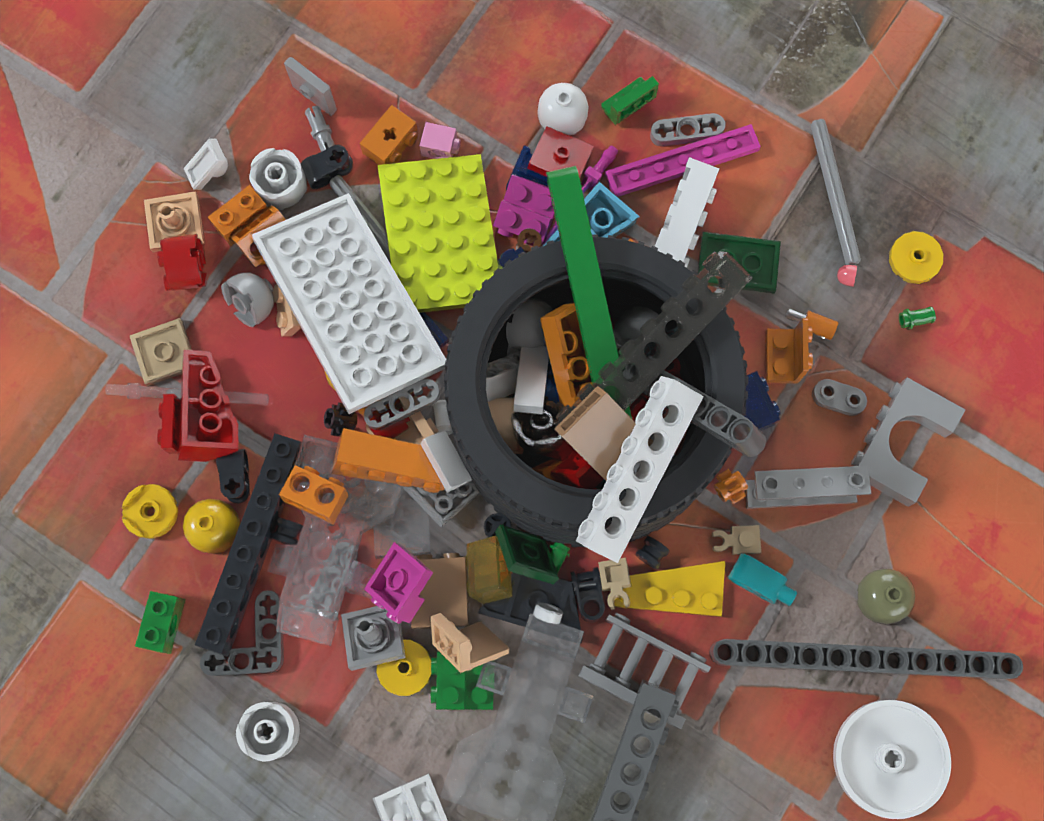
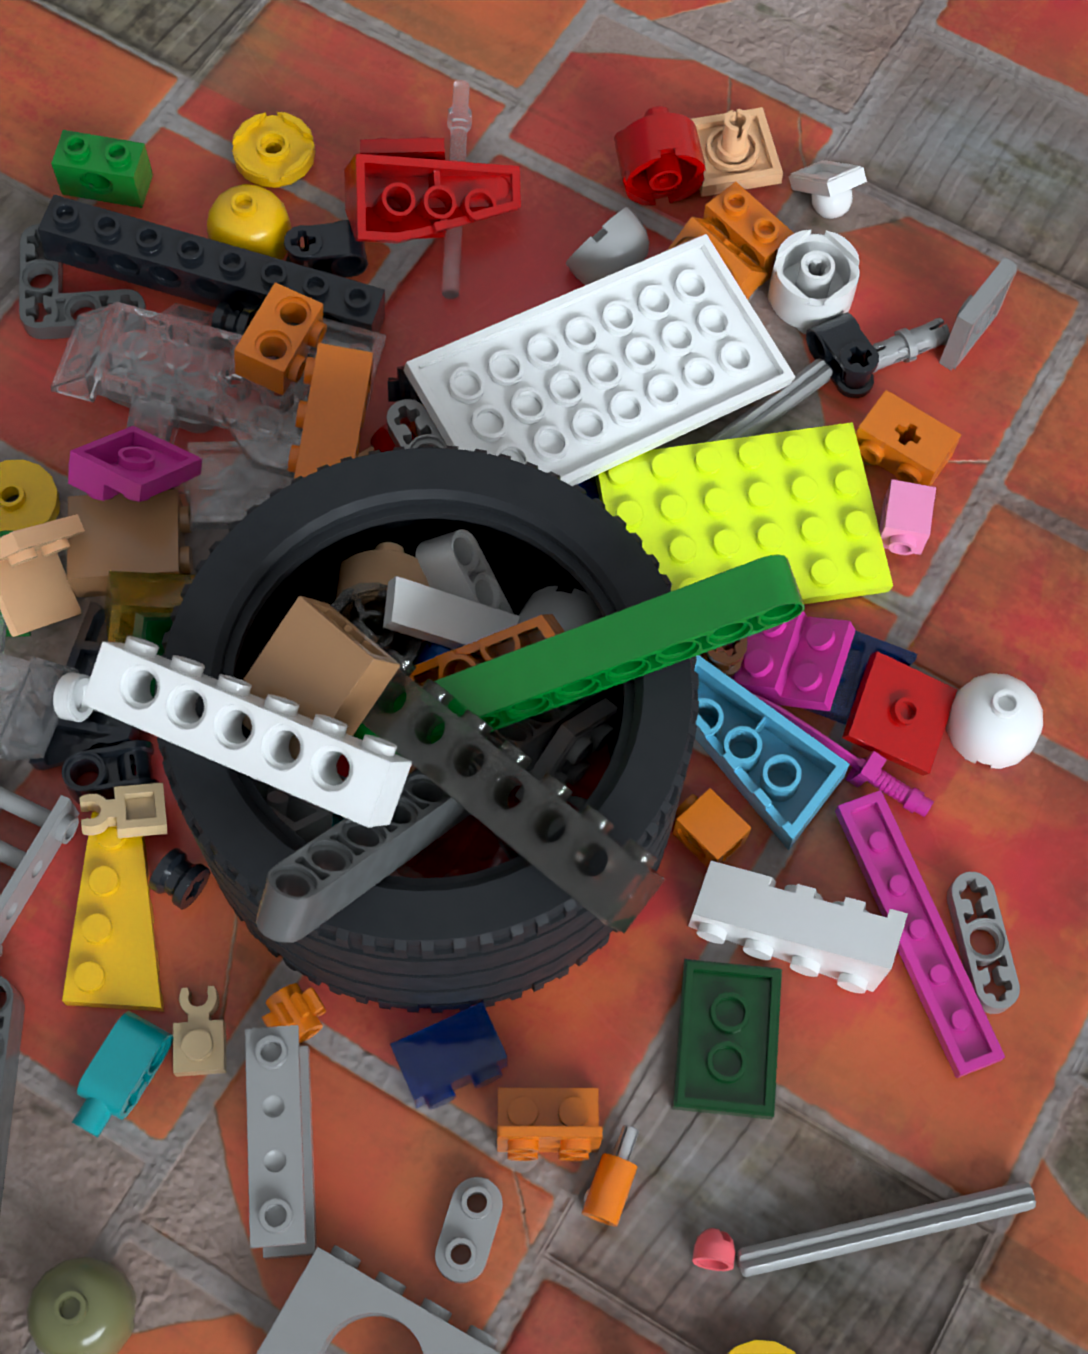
camera: 85 degrees right, 10 degrees down
(161, 351) = (530, 143): tan tile -> none
(371, 638) = (45, 441): light grey plate -> none
(630, 99) = (1026, 832): green bracket -> none

